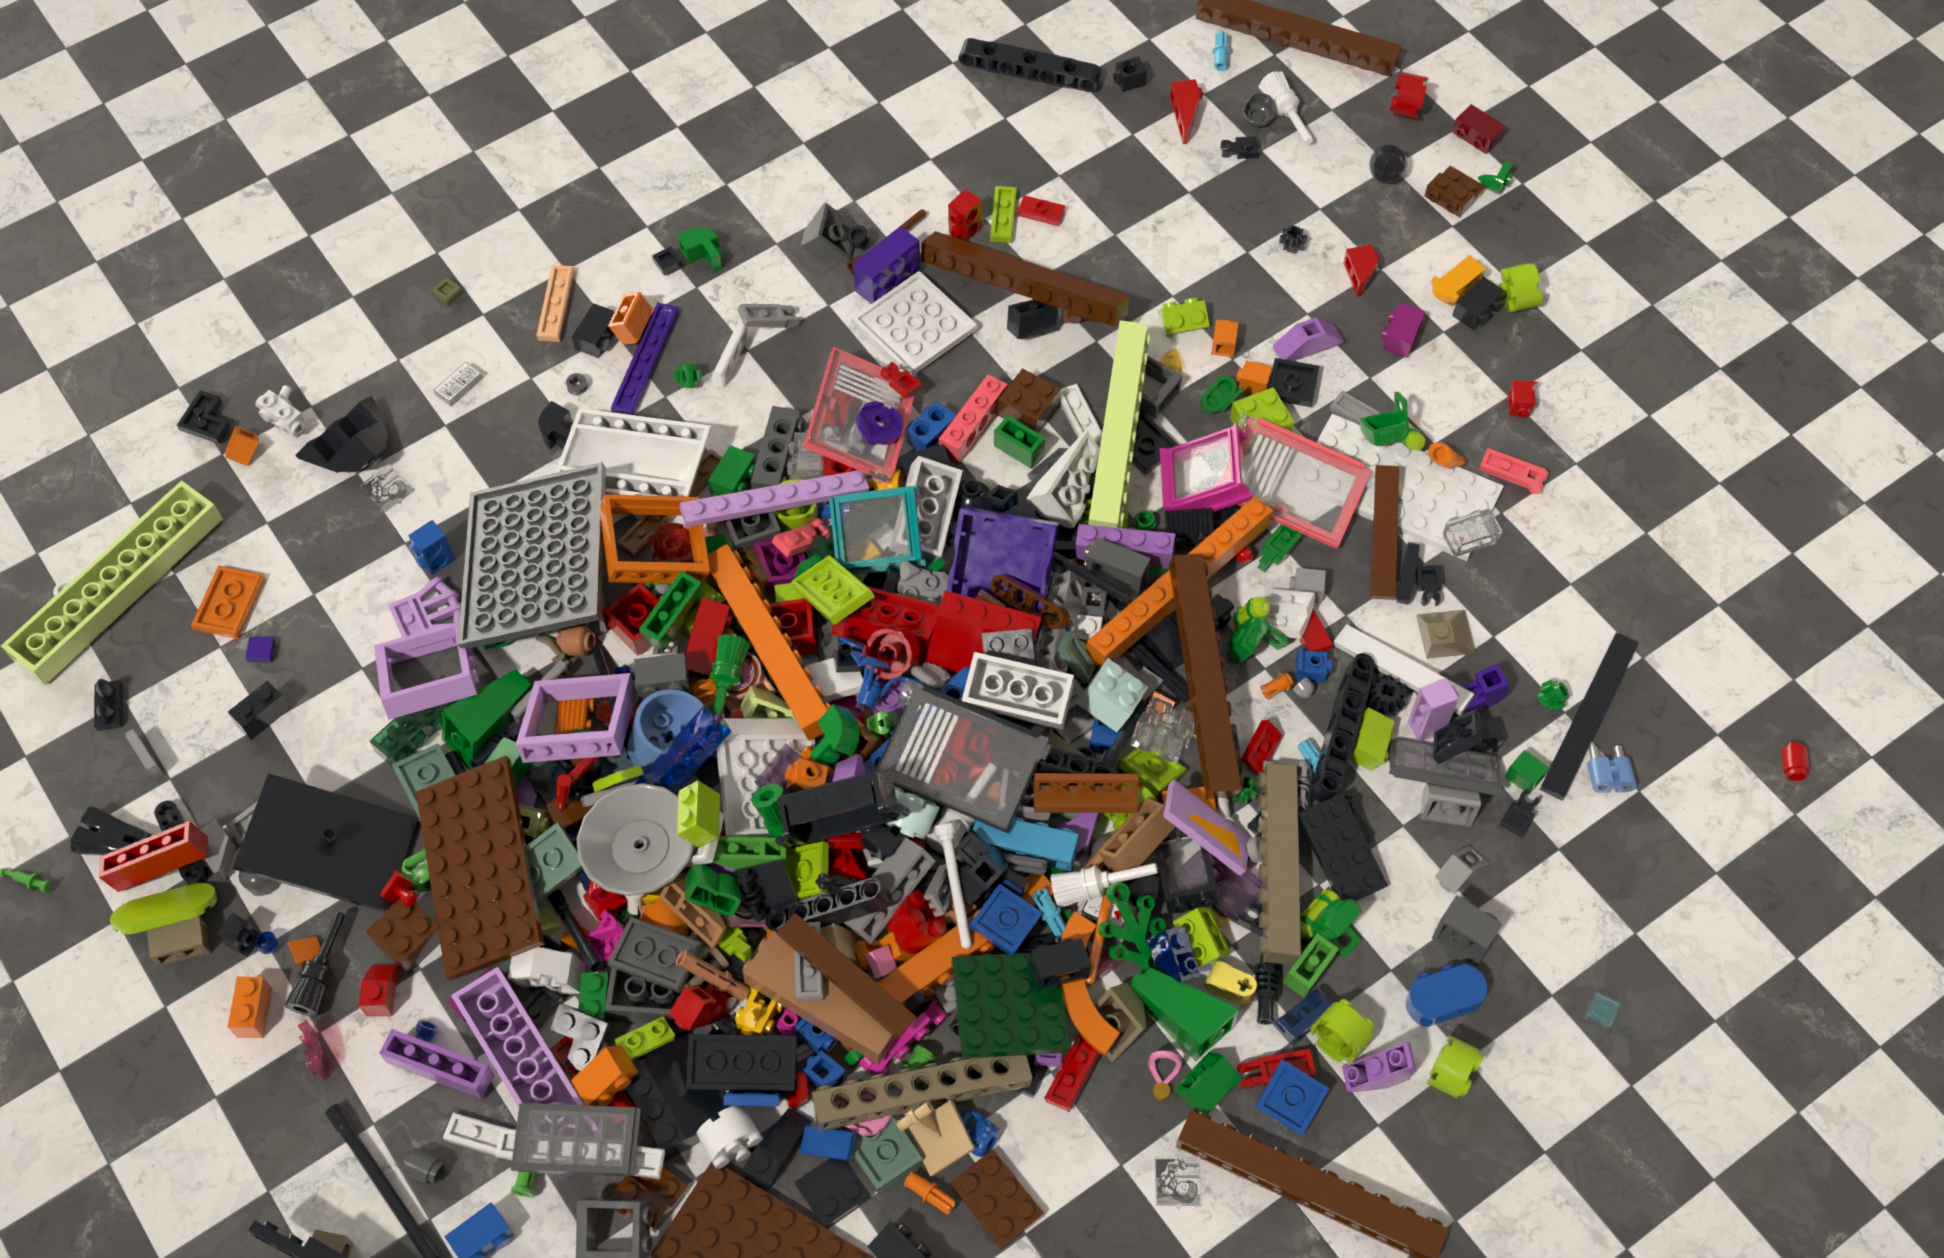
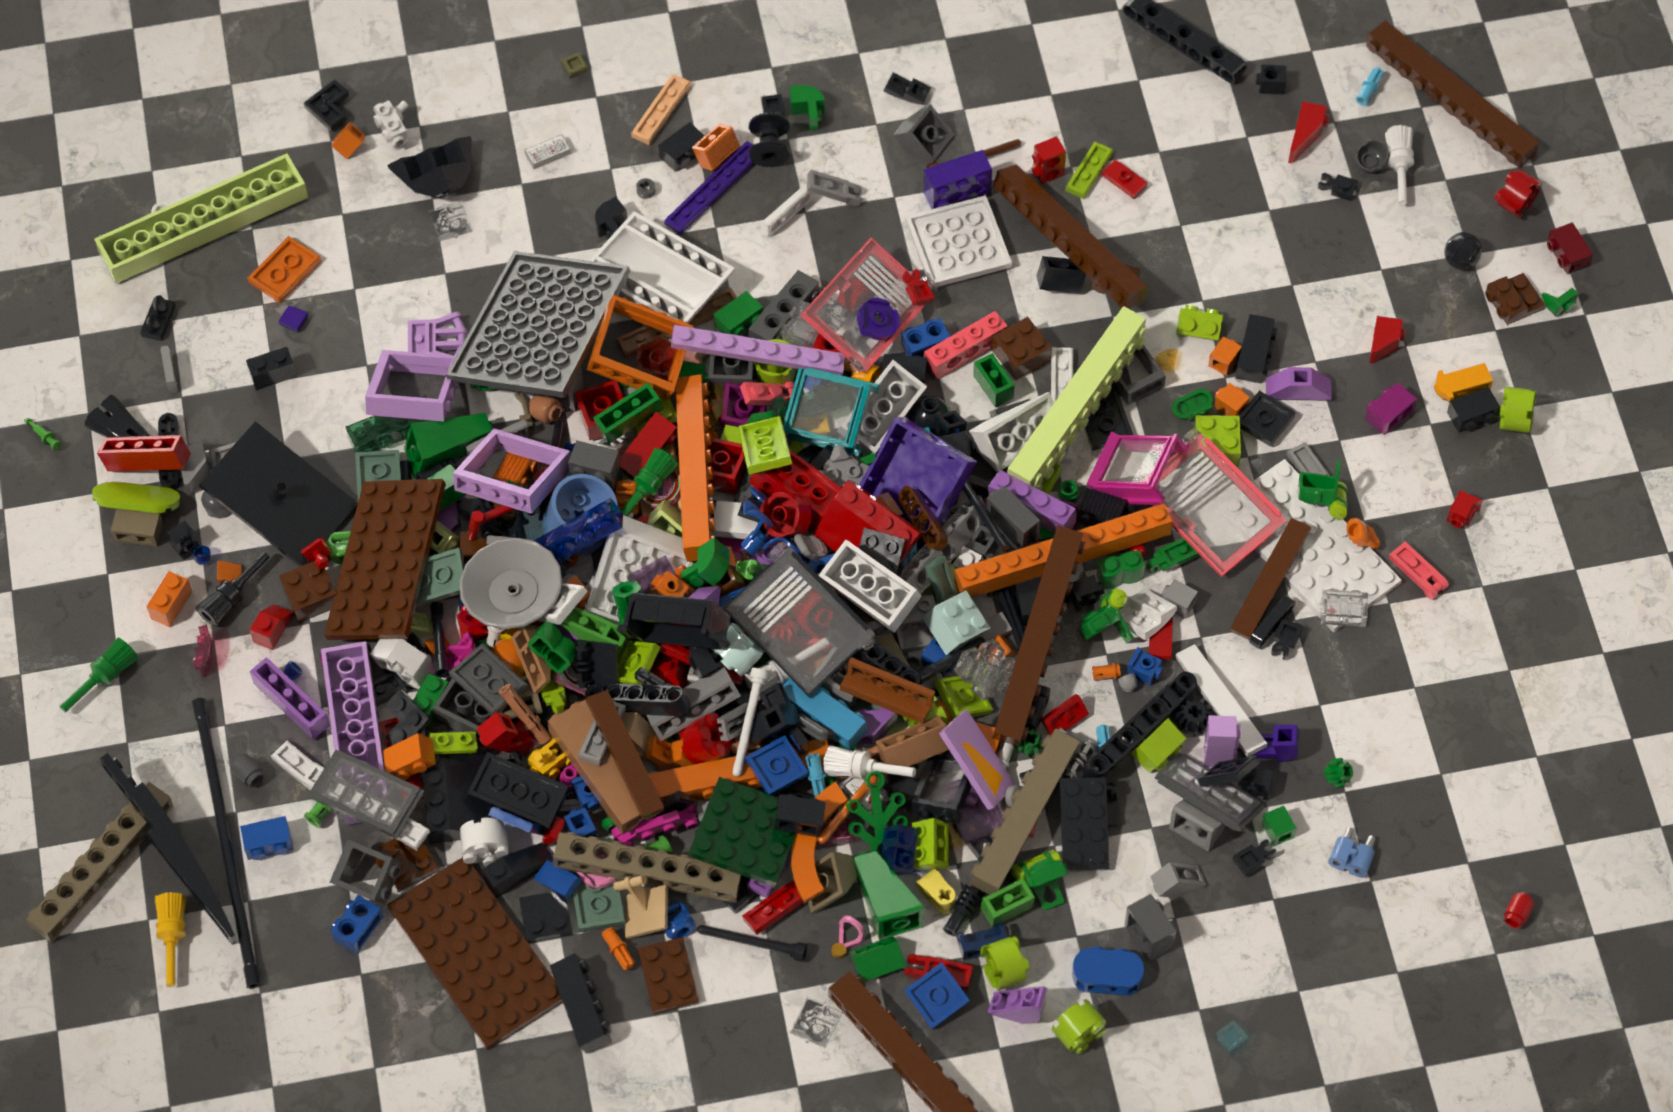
camera: 25 degrees right, 0 degrees up
(207, 1119) = (104, 670): none -> green piece
(431, 548) = (461, 286): blue brick -> none
(617, 778) = (521, 531): lime tile -> none
(676, 282) = (769, 150): none -> black hose
(687, 375) = (741, 216): green gear -> none
(698, 814) = (565, 581): lime brick -> none
(796, 201) = (910, 91): none -> black slope
(858, 237) = (948, 145): black tile -> none
(881, 961) = (663, 758): bright pink tile -> none
(1119, 1111) = (797, 951): none -> black piece
(1238, 579) = (1123, 569): none -> green brick
(1252, 331) = (1256, 349): none -> black brick
(1293, 239) = (1337, 288): black gear -> none
(1445, 634) = (1277, 686): dark tan slope -> none
(1588, 717) = (1362, 802): black tile -> none

